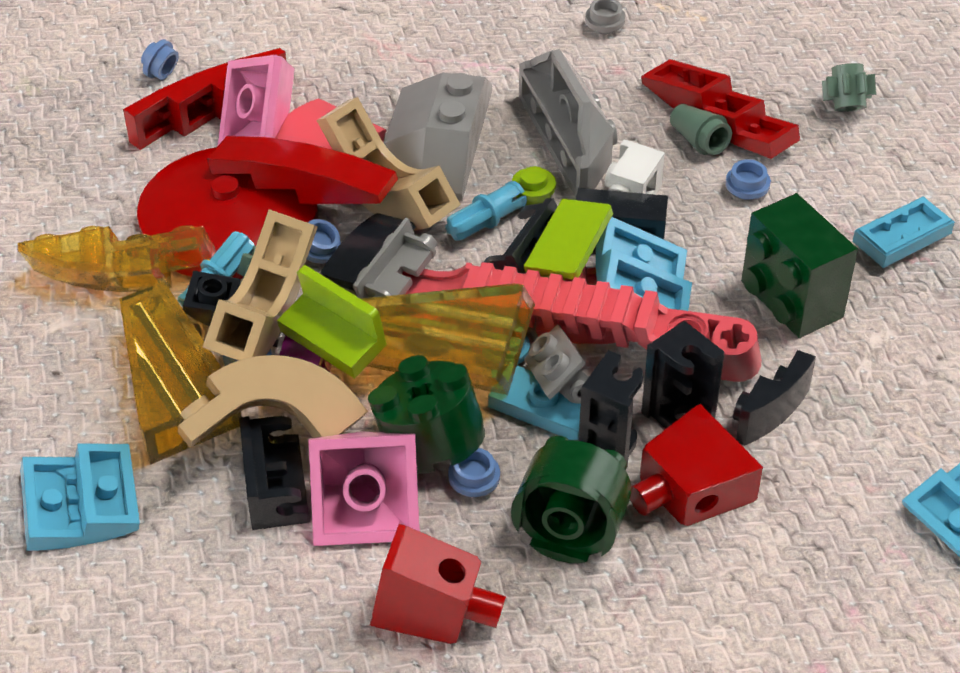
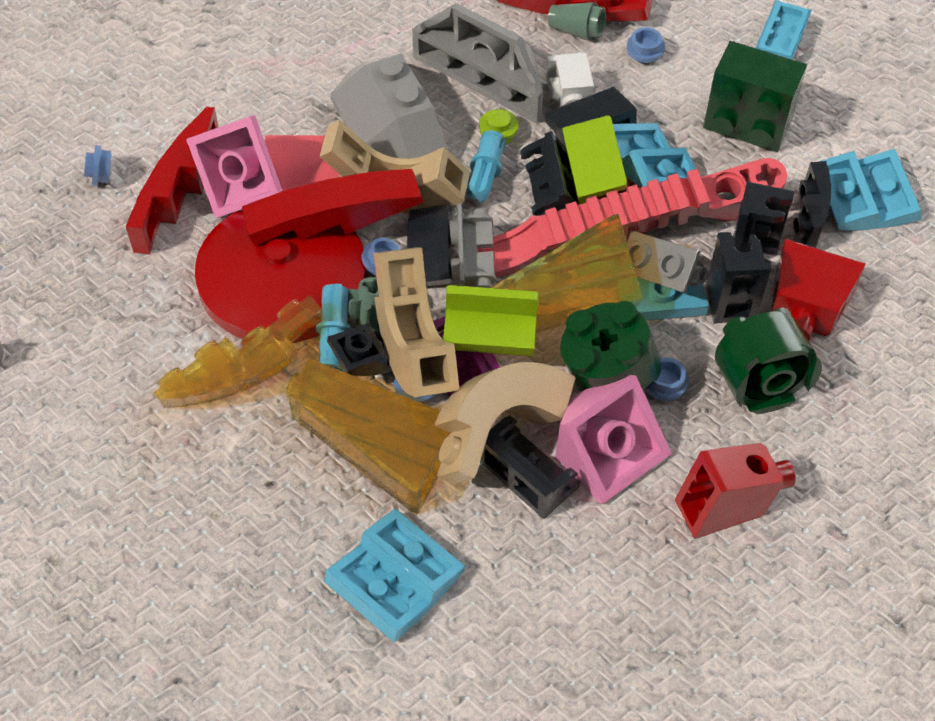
camera: 35 degrees left, 10 degrees up
(855, 417) = (871, 192): none -> medium azure slope

